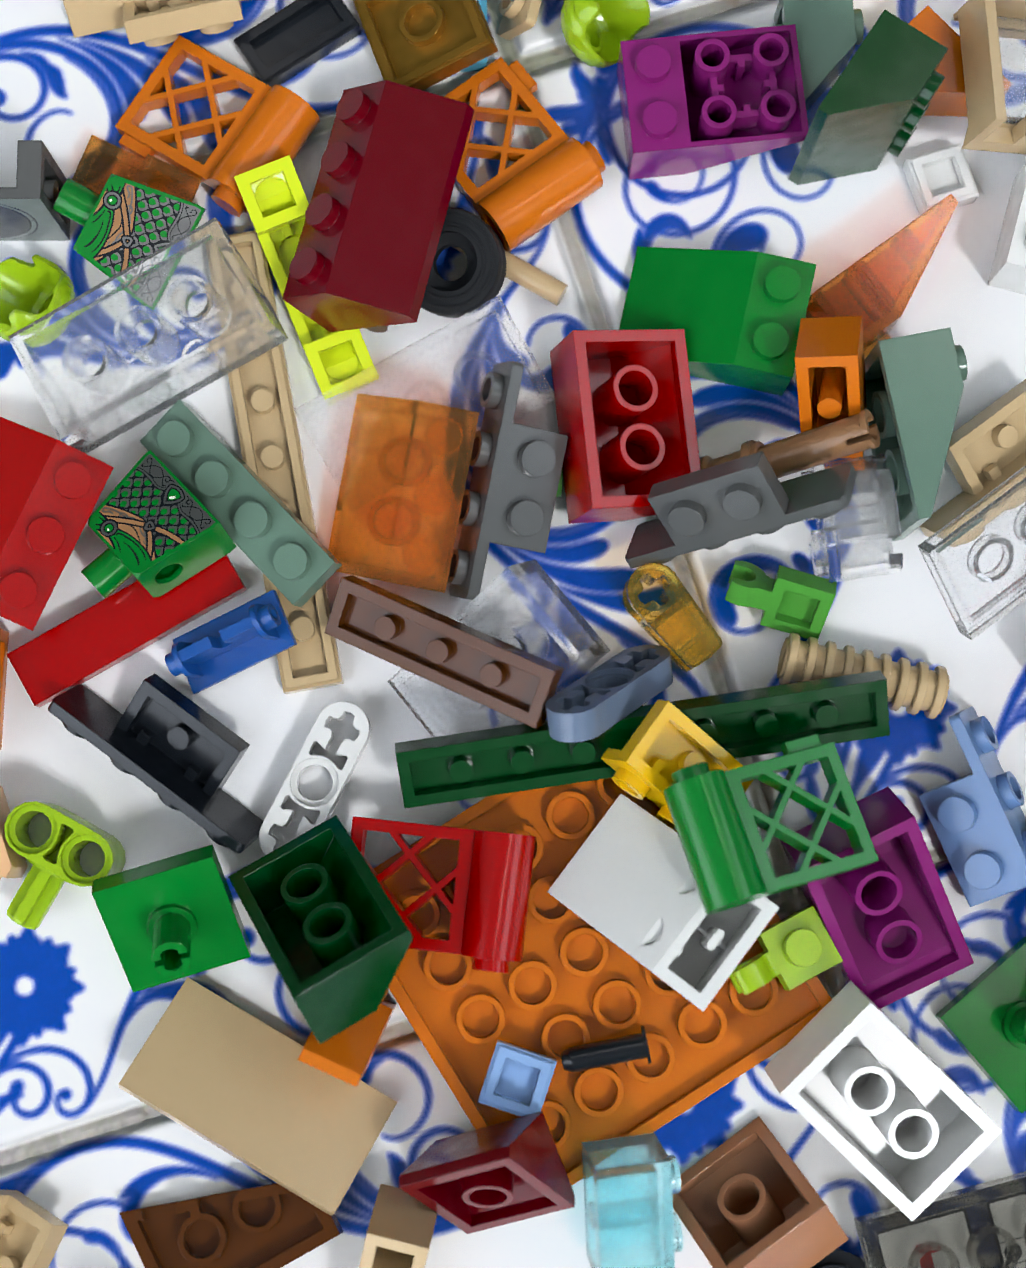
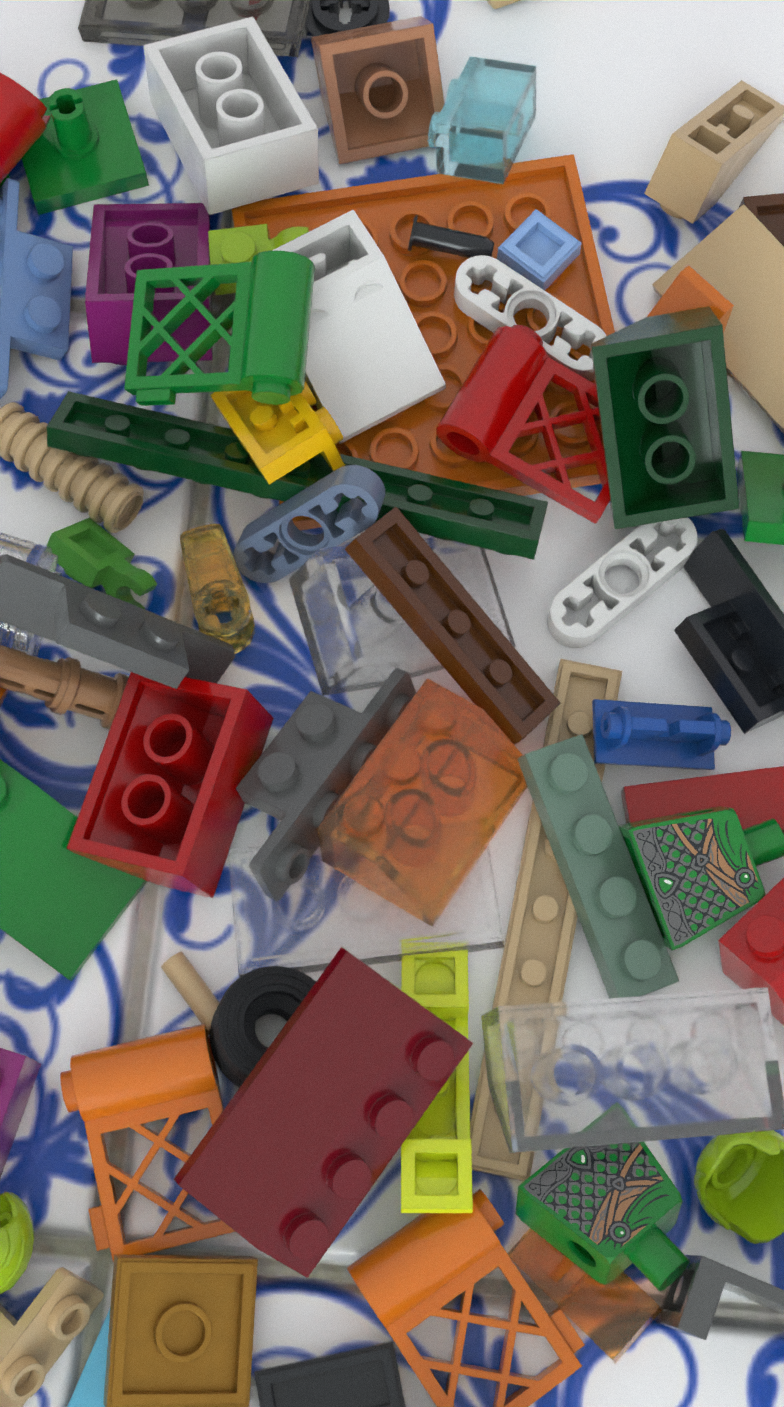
camera: 155 degrees left, 10 degrees down
(492, 1175) = (593, 190): dark red slope -> none
(537, 1024) = (525, 294): none -> white beam

